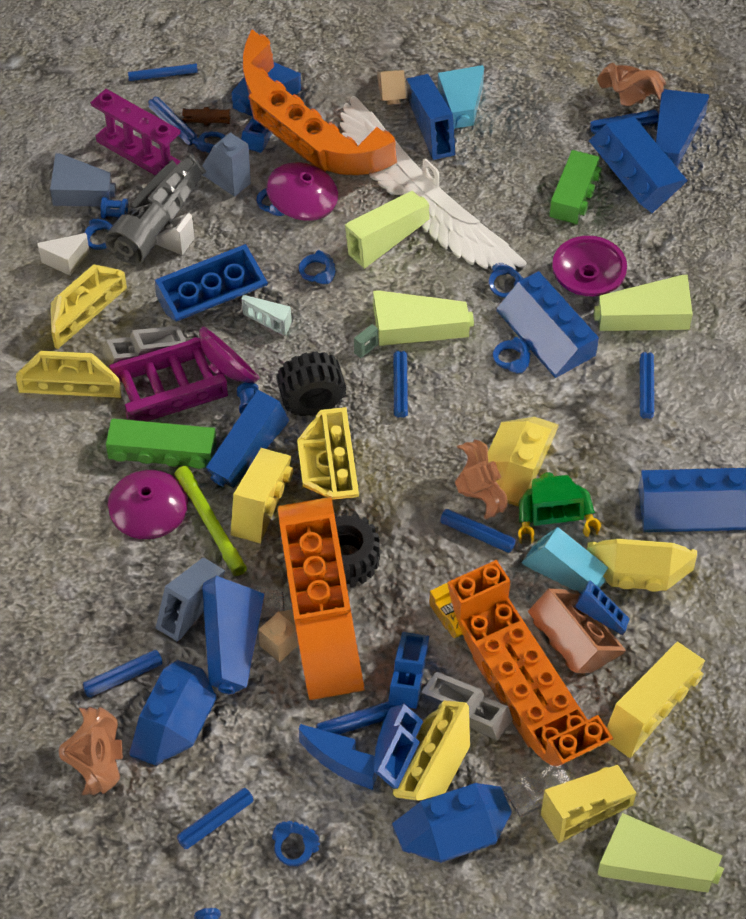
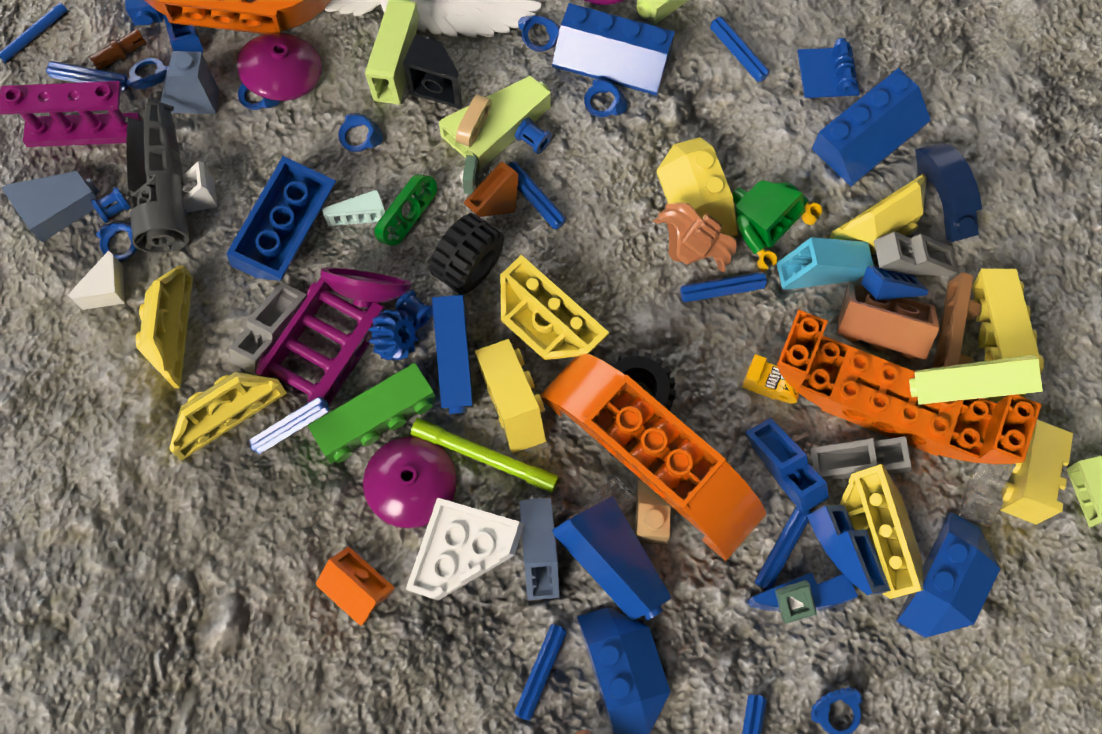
camera: 40 degrees left, 15 degrees up
(55, 536) = (353, 585): none -> orange panel
(101, 411) = (289, 425): none -> axle
(139, 558) = (461, 547): none -> white plate
(217, 403) = (393, 334): none -> blue gear
(317, 323) = (394, 212): none -> green beam
(323, 743) = (795, 601): none -> sand green tile
(372, 365) = (496, 193): none -> dark orange slope
(394, 302) = (473, 120): none -> tan beam
(397, 255) = (432, 72): none -> black slope
(435, 346) = (533, 135): none -> blue bush
(584, 691) = (977, 380): none -> yellowish green slope
(638, 602) = (914, 255): none -> light grey slope
(638, 658) = (955, 312): none -> medium nougat hinge
(701, 442) = (828, 71): none -> blue hinge
(709, 579) = (956, 188): none -> dark blue arch

